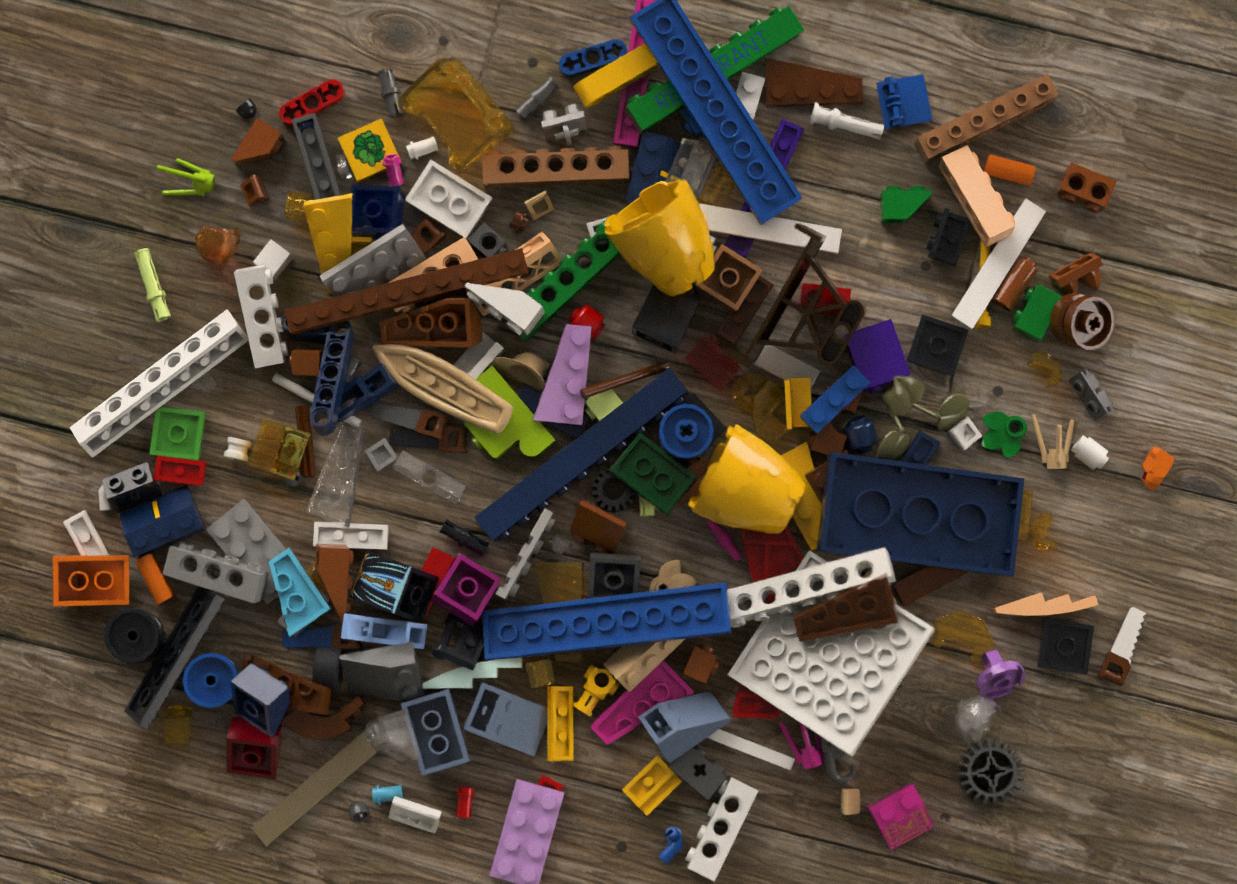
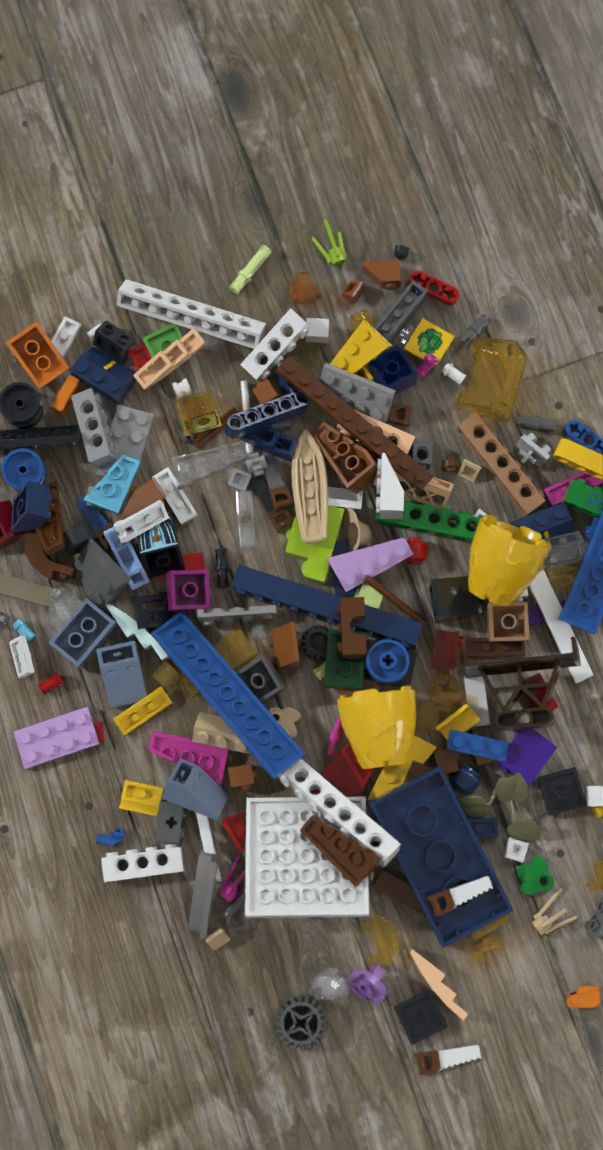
camera: 55 degrees right, 5 degrees down
(195, 440) = (169, 359): none -> light nougat slope
(358, 590) = (141, 521): none -> white plate
(376, 425) = (256, 464): none -> light grey gear
(448, 199) = (432, 412): white plate -> none
(593, 690) = (178, 718): yellow connector -> none
(644, 456) = (352, 645): none -> reddish brown arch
(795, 784) = (203, 893): none -> dark grey fence
(900, 816) = (230, 980): dark pink slope -> none
(972, 523) = (458, 895): none -> white piece
(1090, 452) = (562, 944): white brick -> none

